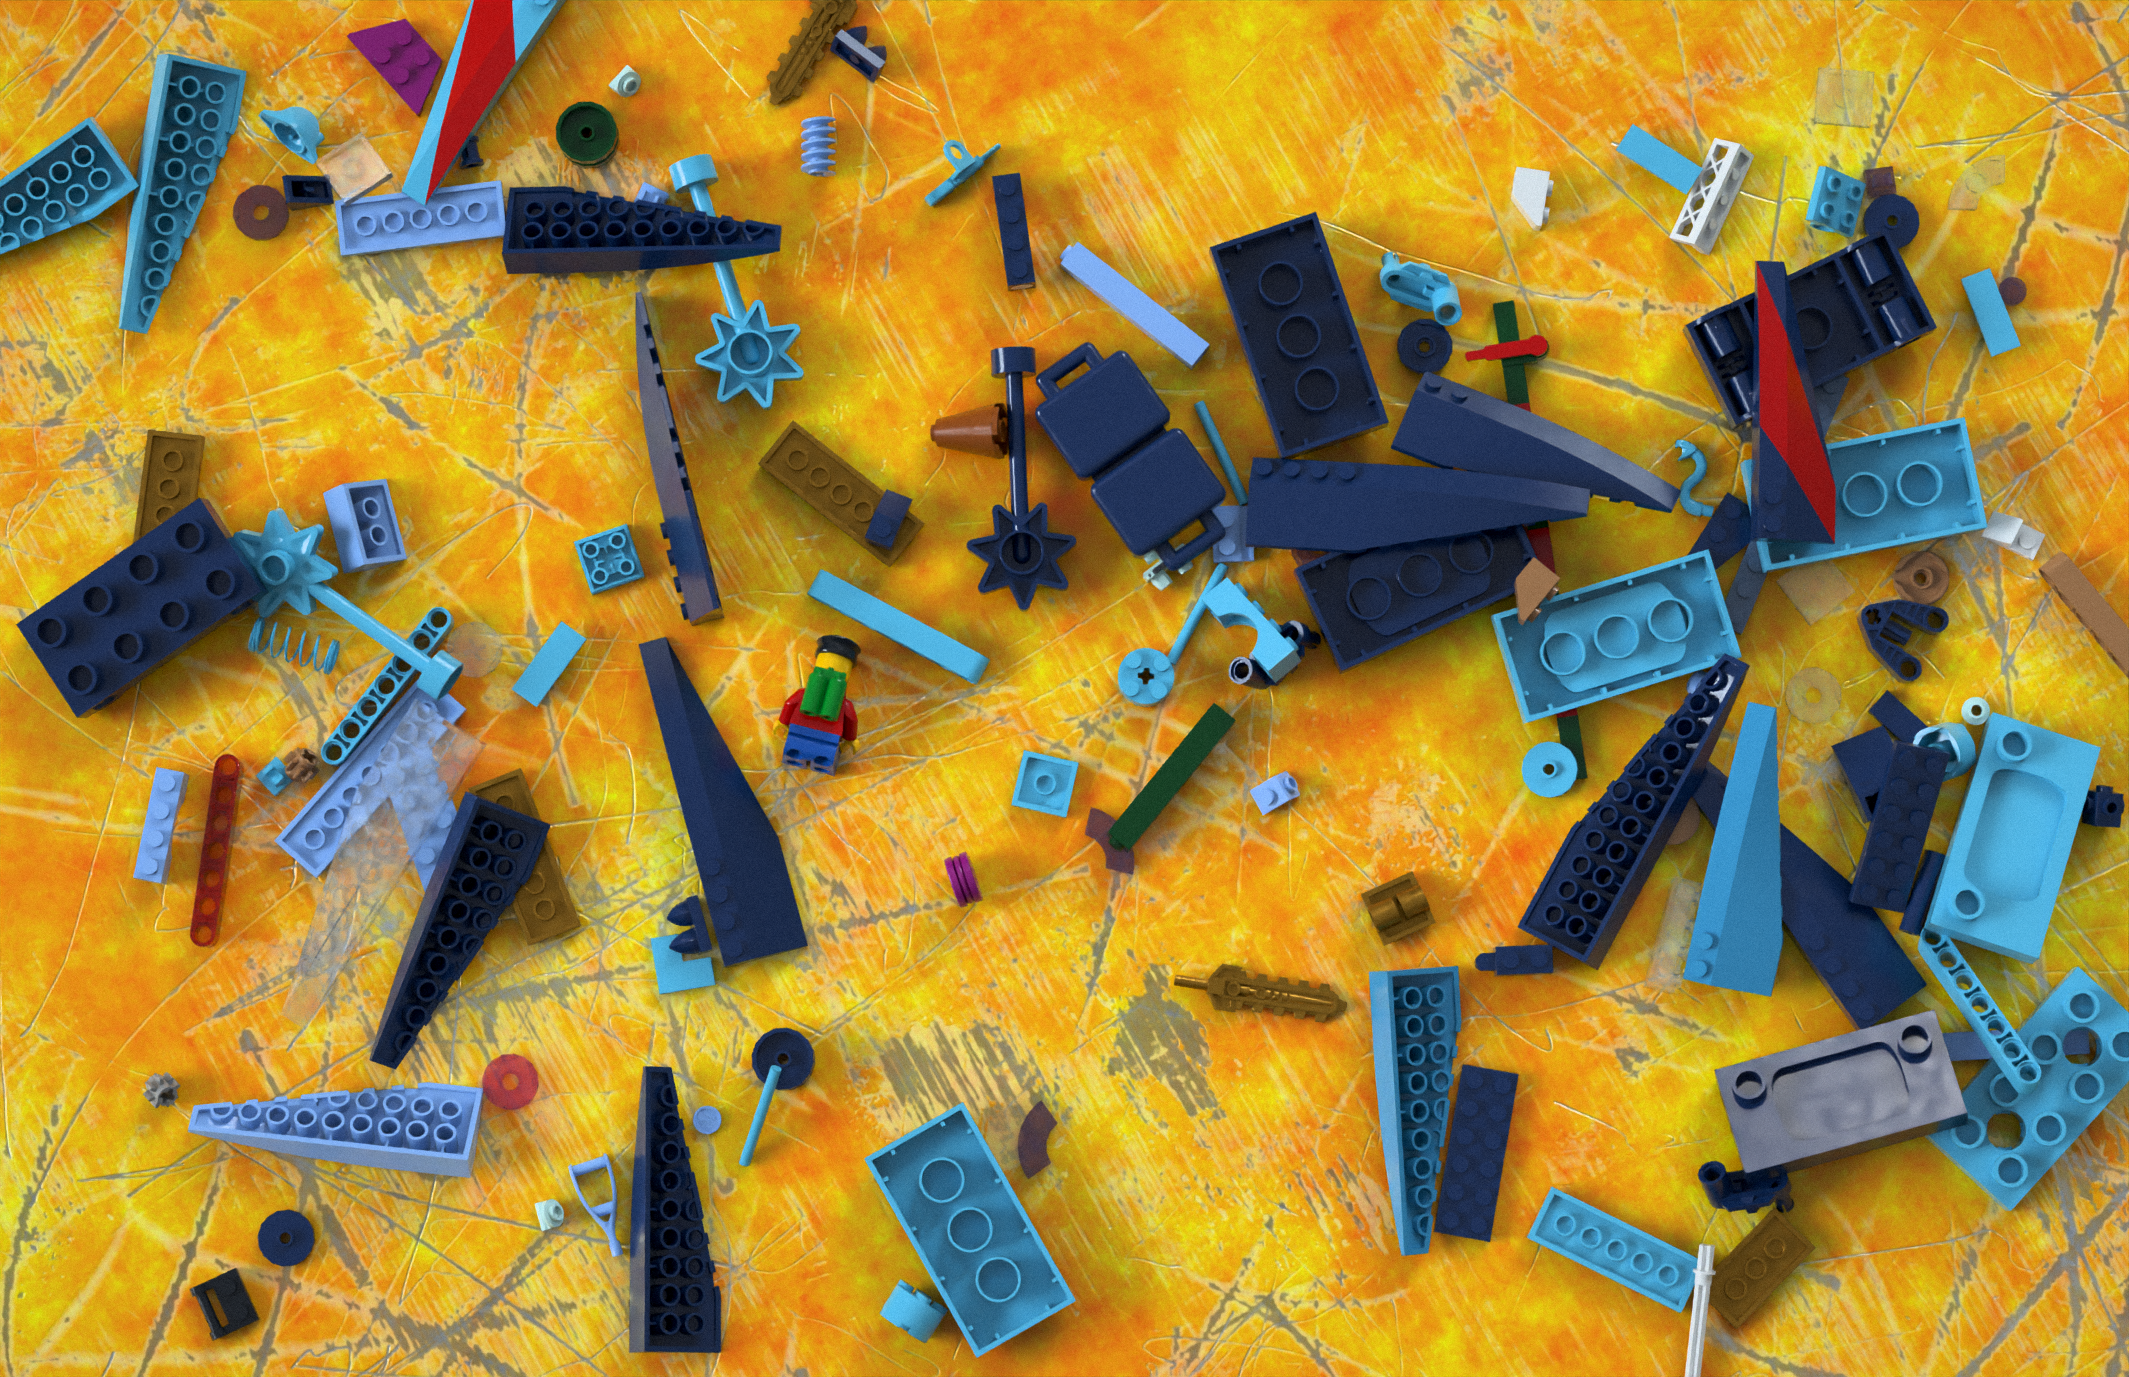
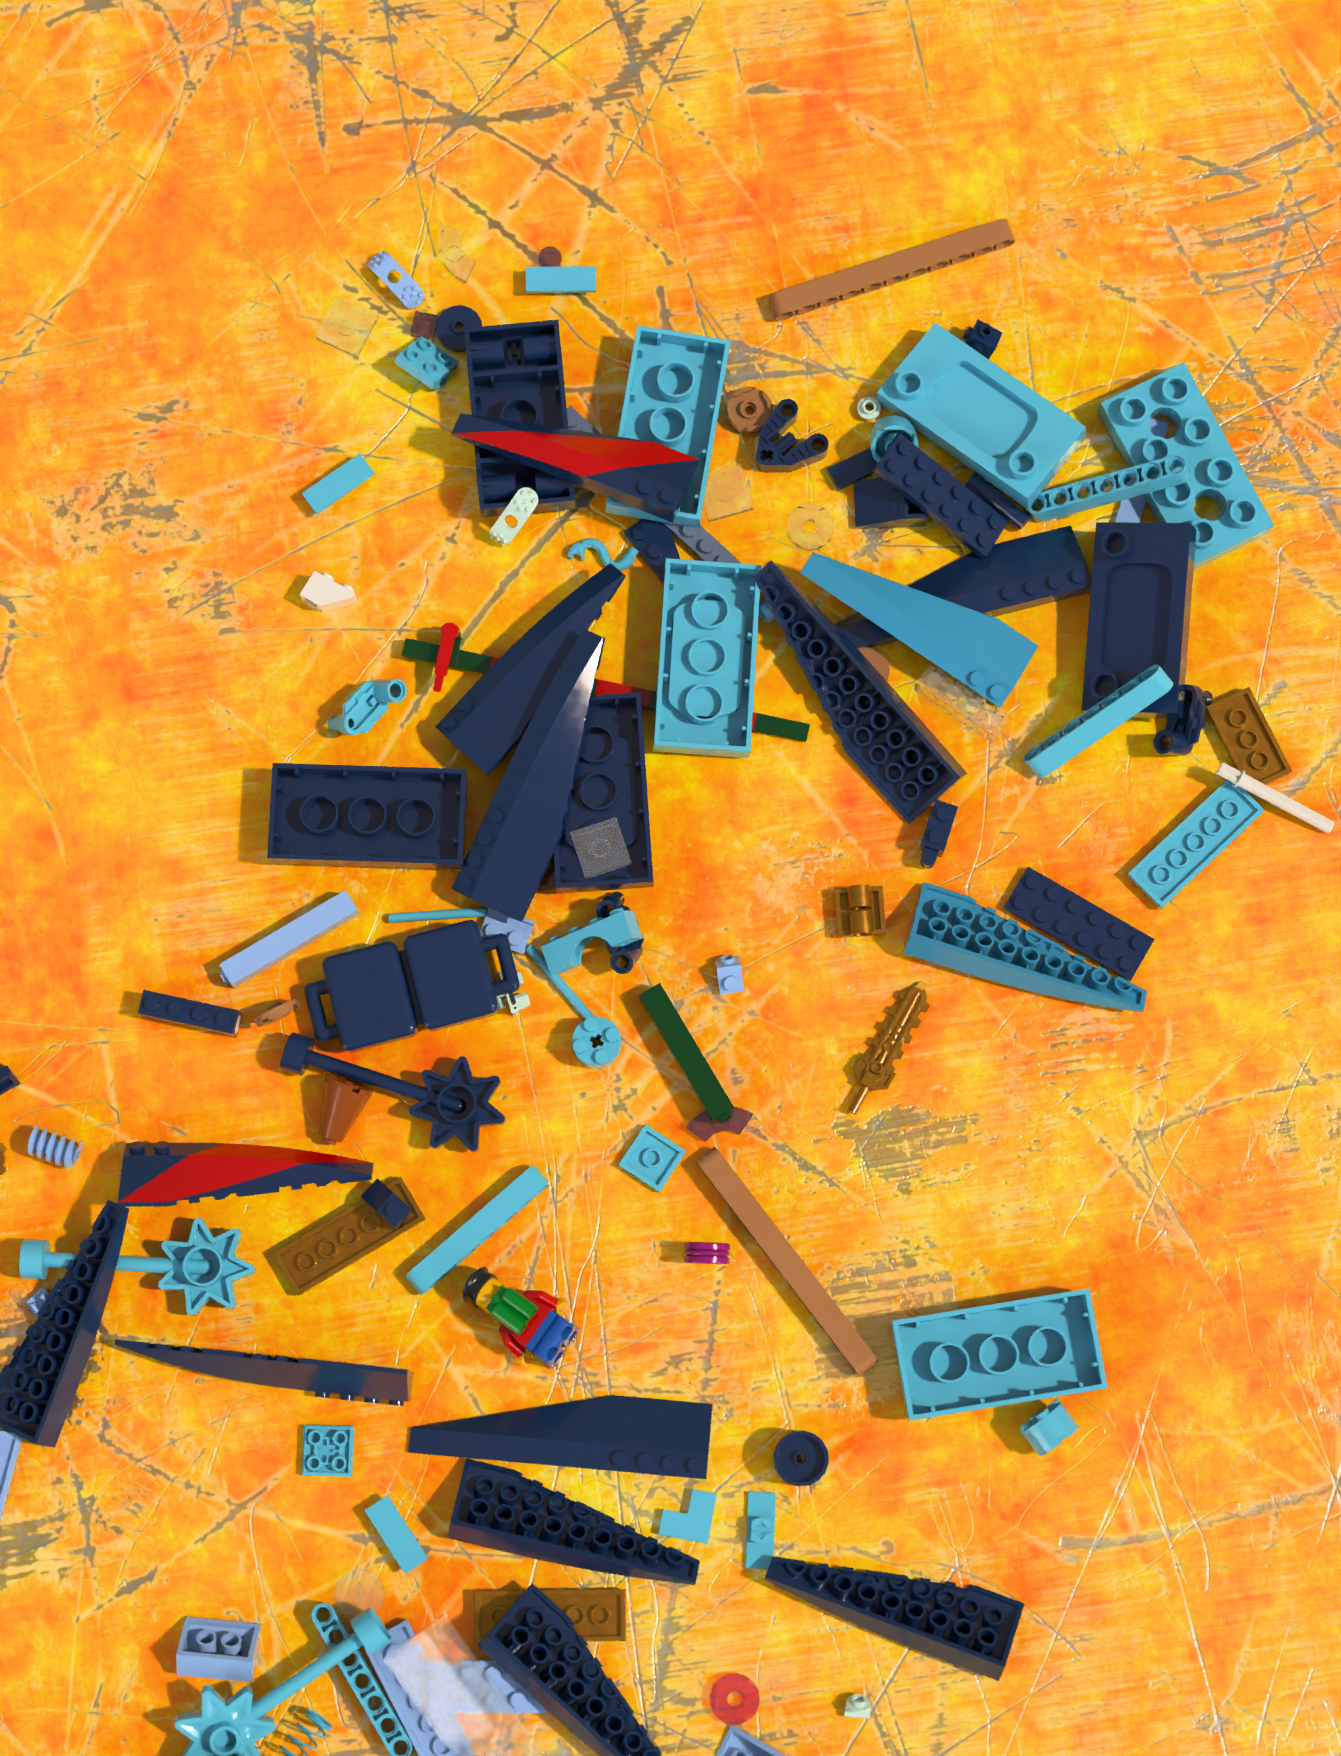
camera: 70 degrees left, 5 degrees down
(603, 1209) = (904, 1660): light blue piece -> none
(615, 793) = (524, 1518): none -> dark blue wedge
(694, 939) = (672, 1493): dark blue tile -> none
(695, 1045) = (760, 1529): none -> medium azure piece
(707, 1119) = (826, 1542): light blue piece -> none
(760, 1115) = (842, 1496): medium azure bar -> none
(844, 298) = (182, 1171): none -> wedge
(964, 168) = (121, 1032): medium azure piece -> none
(987, 967) = (786, 1261): none -> medium nougat beam
(1033, 1139) = (940, 1276): tile -> none
(1049, 323) = (277, 1012): none -> medium nougat plate
(1356, 600) = (600, 848): none -> clear tile
(1426, 332) = (414, 710): dark blue plate -> none
(1532, 588) = (645, 705): medium nougat slope -> none
(1564, 769) = (792, 763): medium azure plate -> none
(1704, 368) = (521, 508): none -> light aqua piece
(1705, 1091) = (1098, 721): none -> medium azure beam
(1717, 196) = (386, 448): white fence -> none
(1913, 146) = (406, 289): none -> light blue piece
(2013, 535) = (742, 328): white slope -> none

